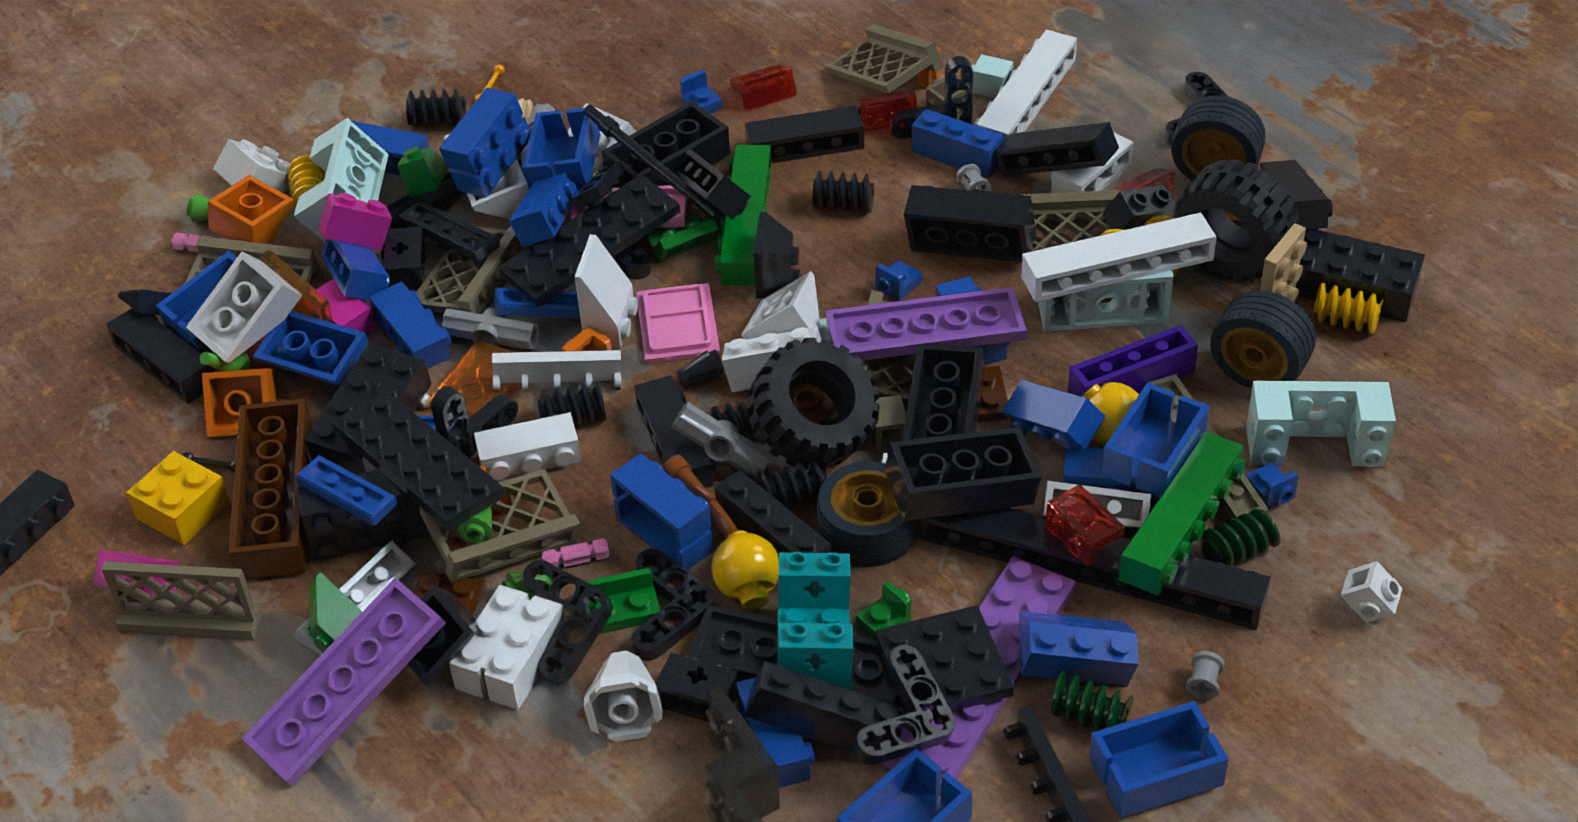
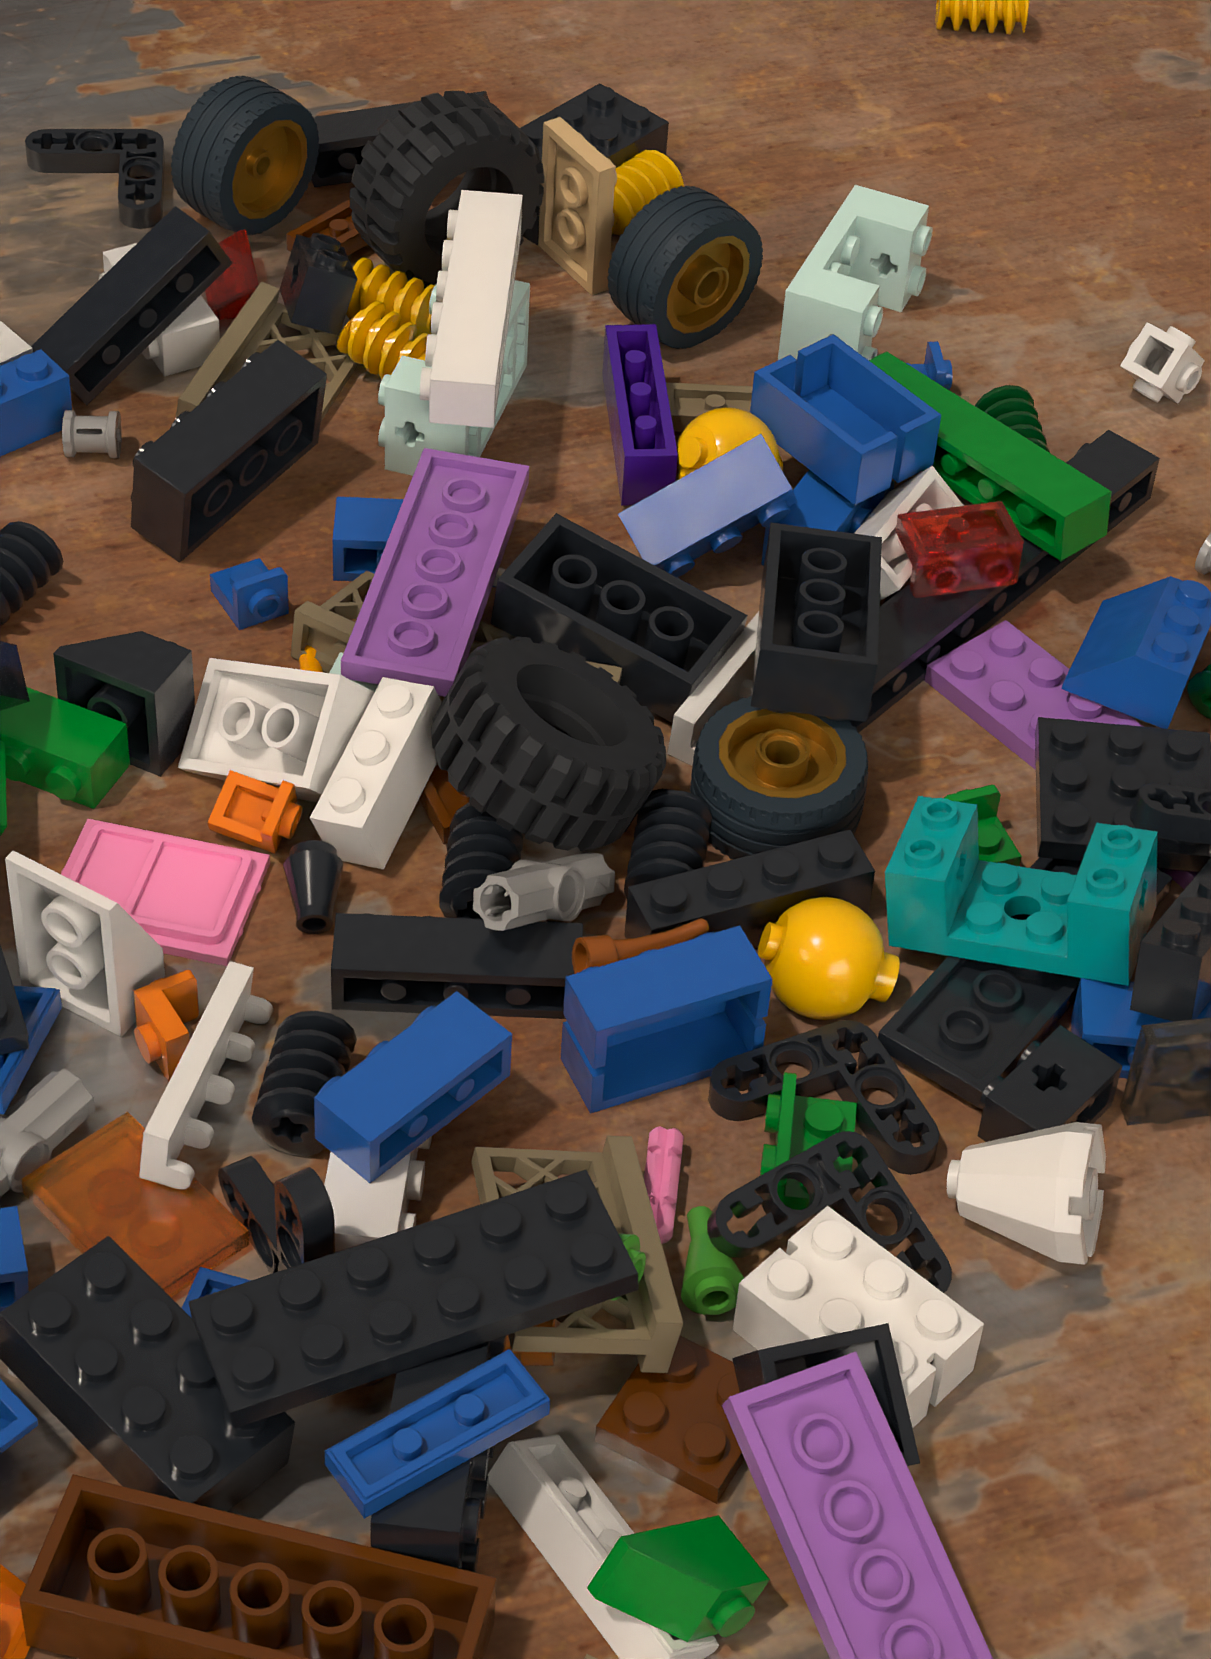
camera: 75 degrees left, 0 degrees up
(560, 429) = (412, 1086): none -> blue brick
(732, 327) = (256, 811): none -> orange bracket

